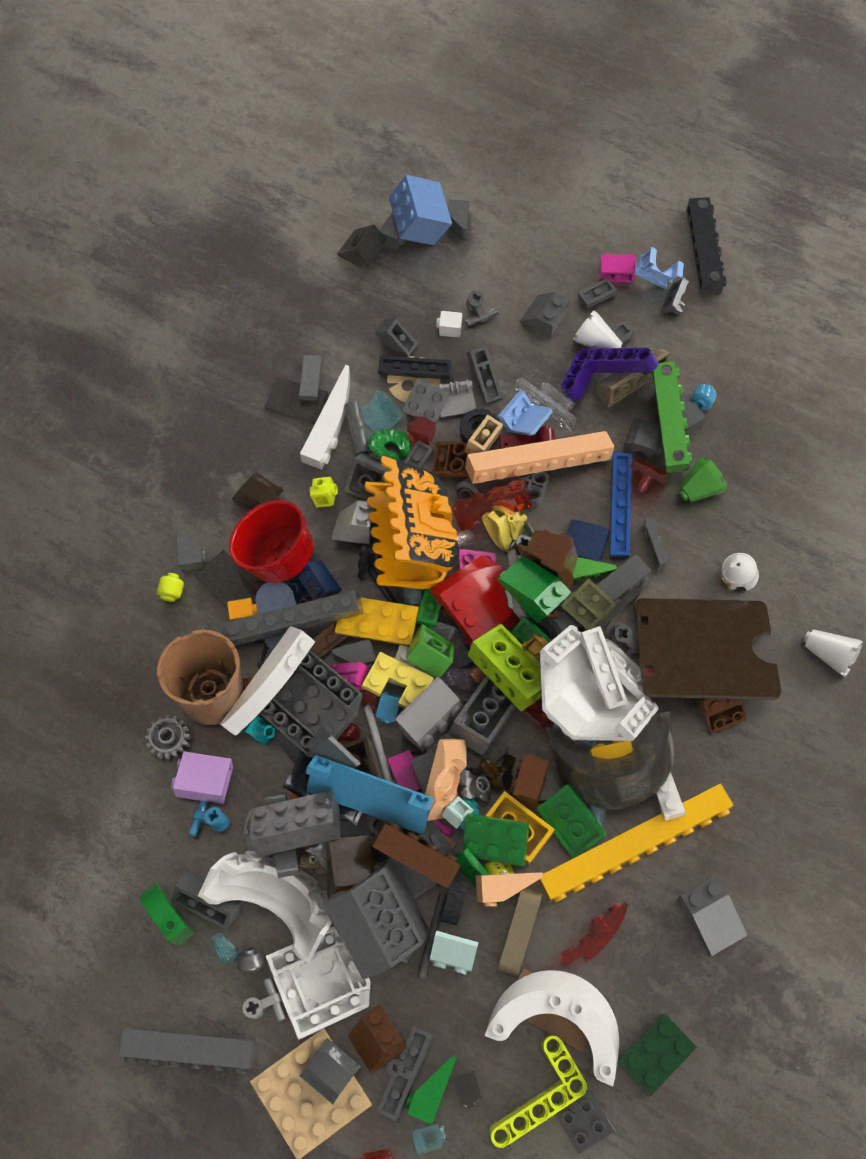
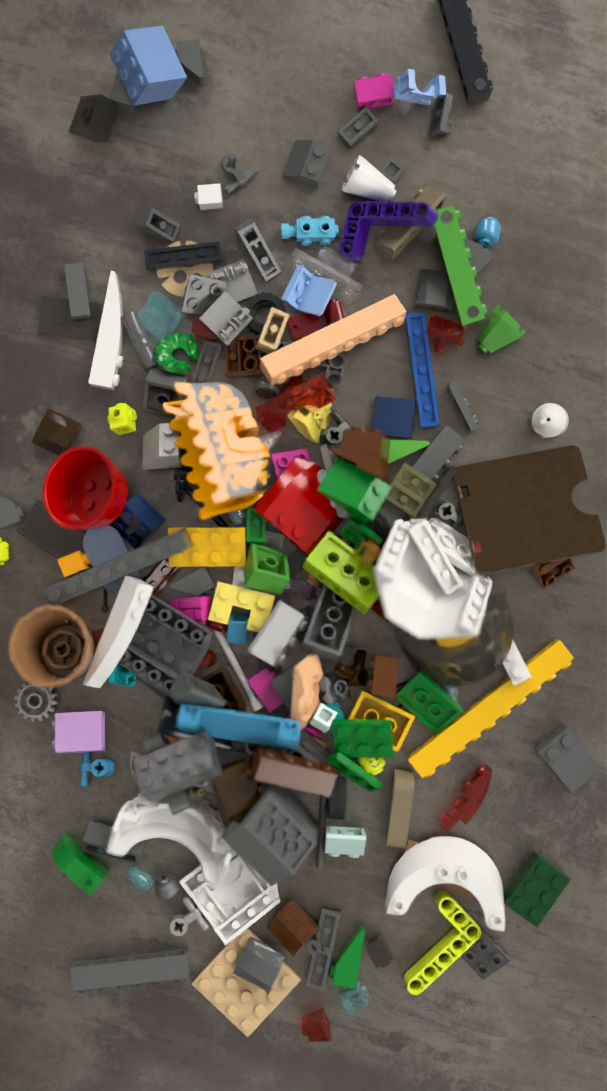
camera: 15 degrees left, 20 degrees up
(443, 421) = (226, 318): none -> light grey hinge
(500, 887) = (377, 780): light nougat slope -> none
(538, 367) = (314, 234): none -> medium azure brick

